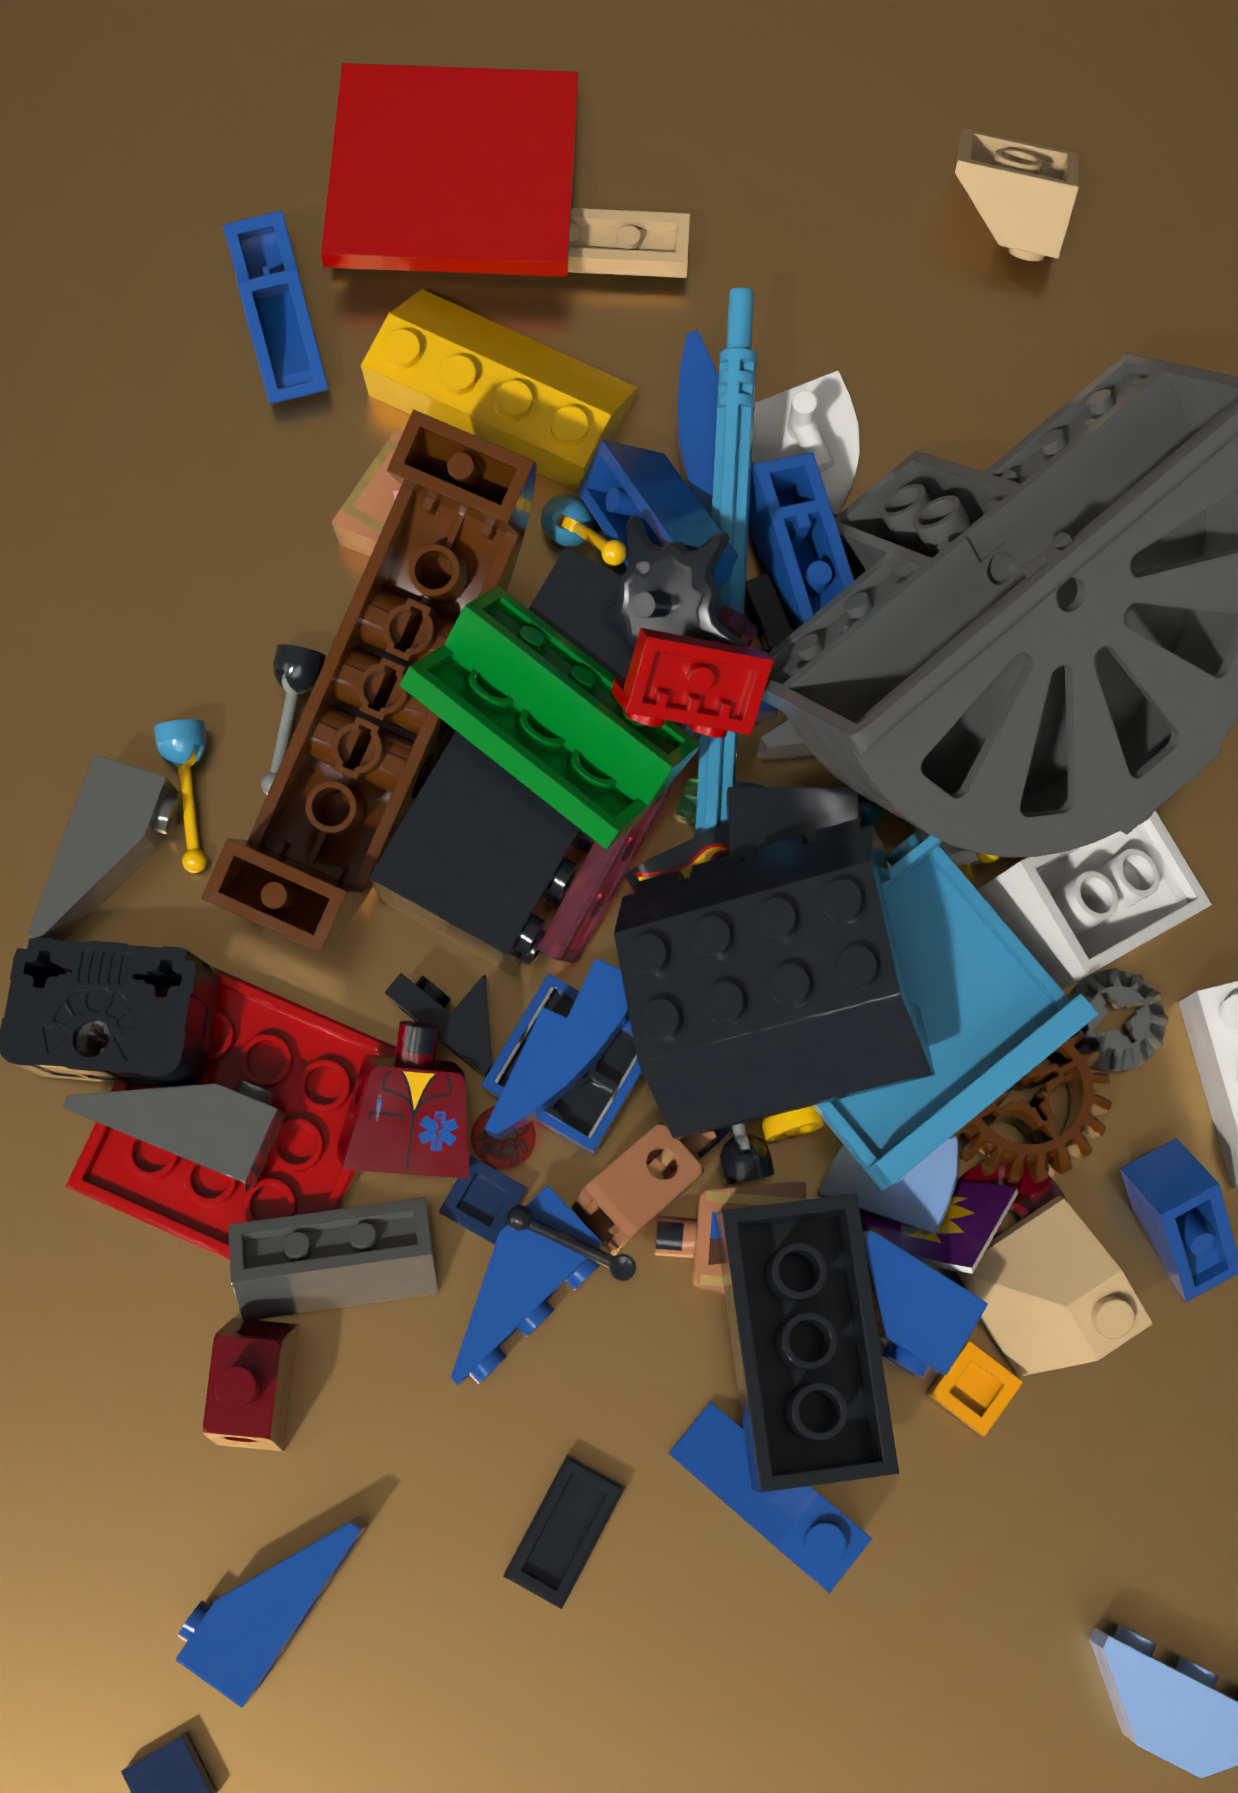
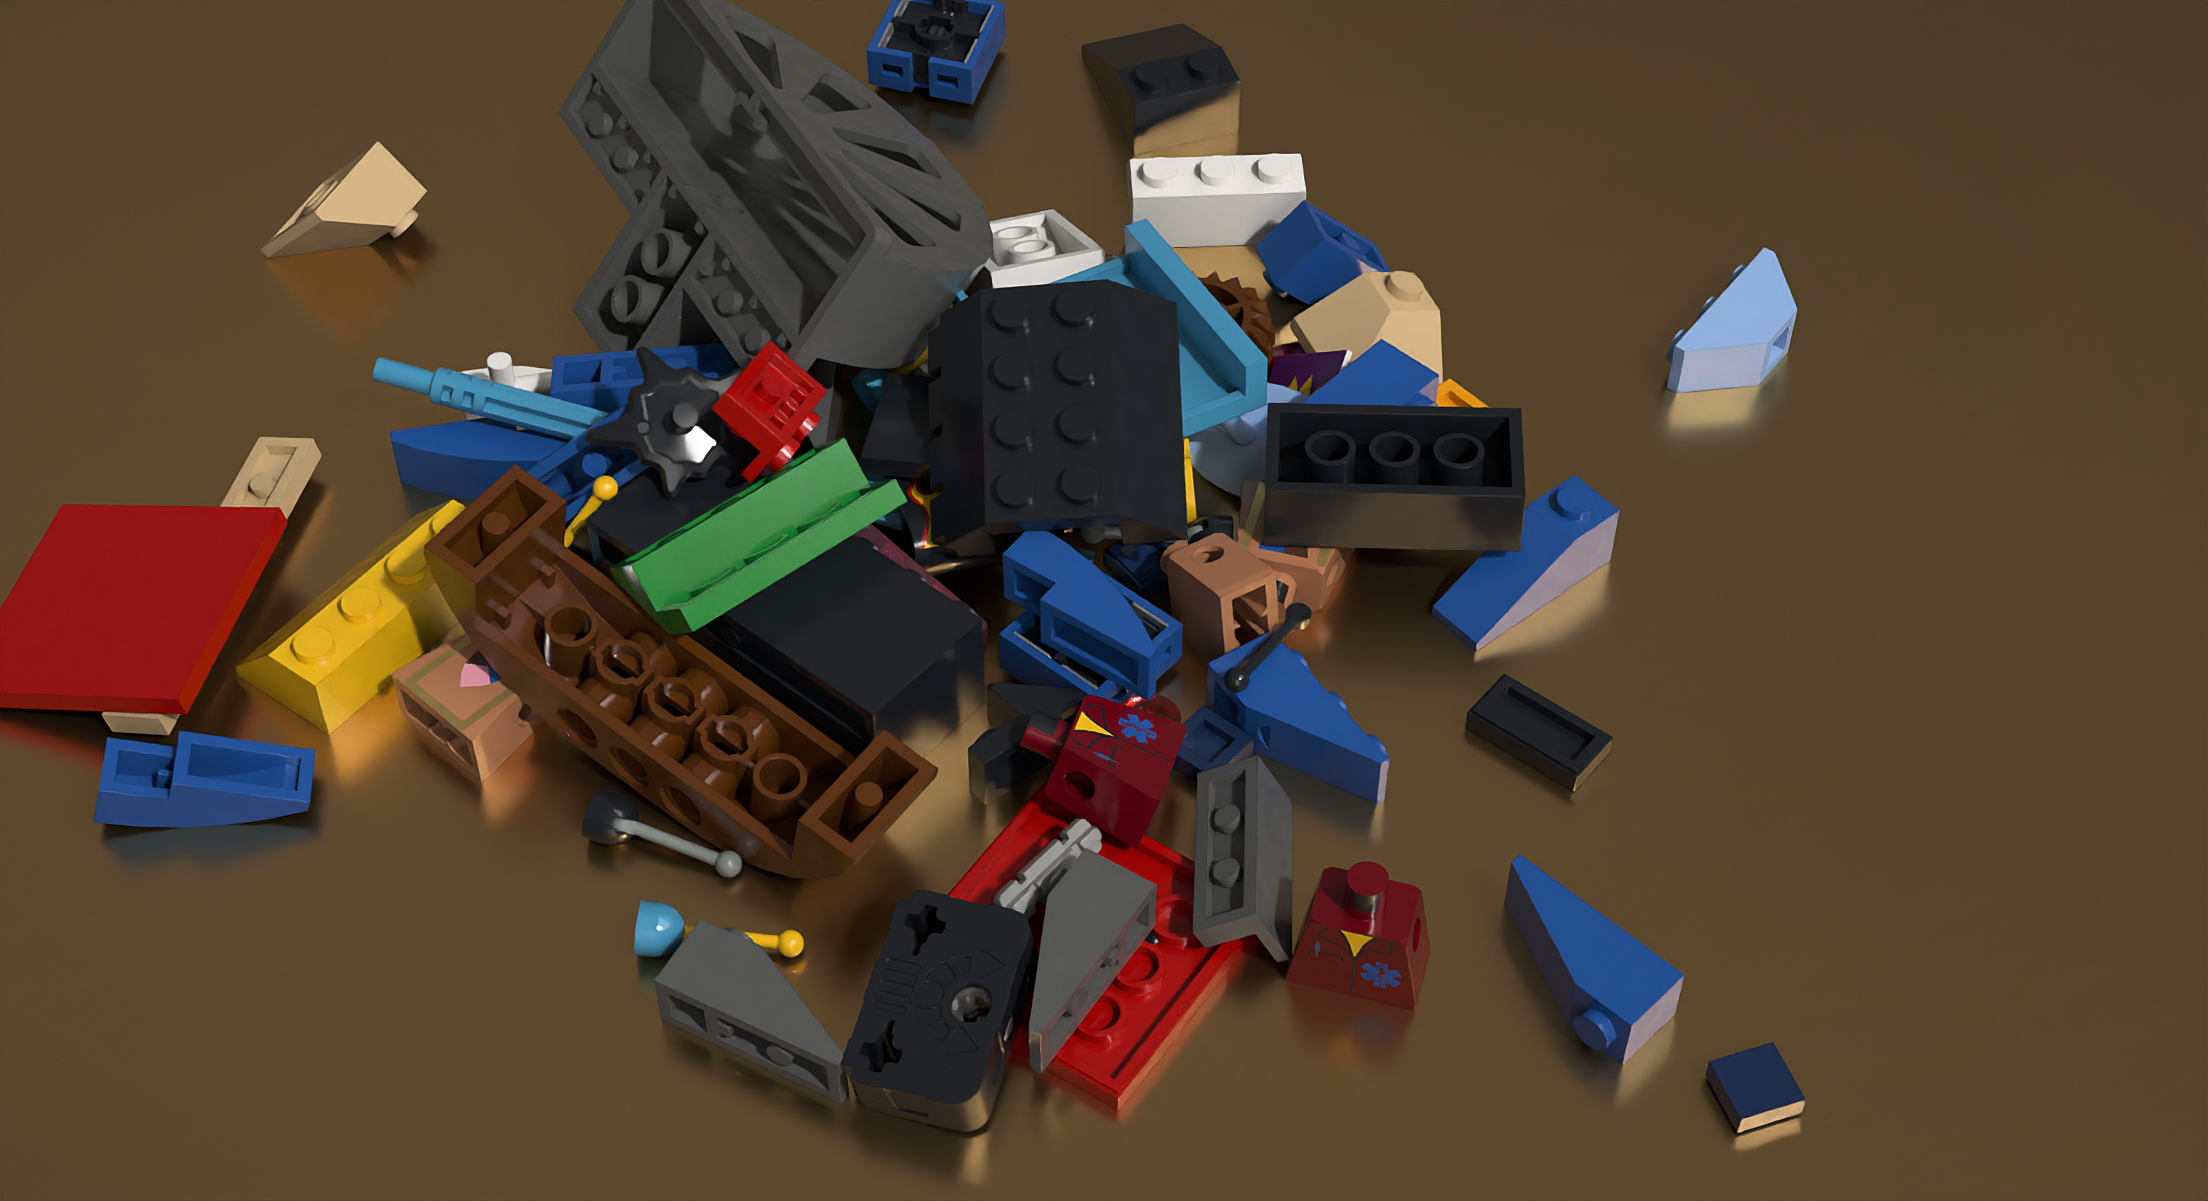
camera: 80 degrees left, 30 degrees down
(284, 1076) = (1040, 870): none -> light grey axle

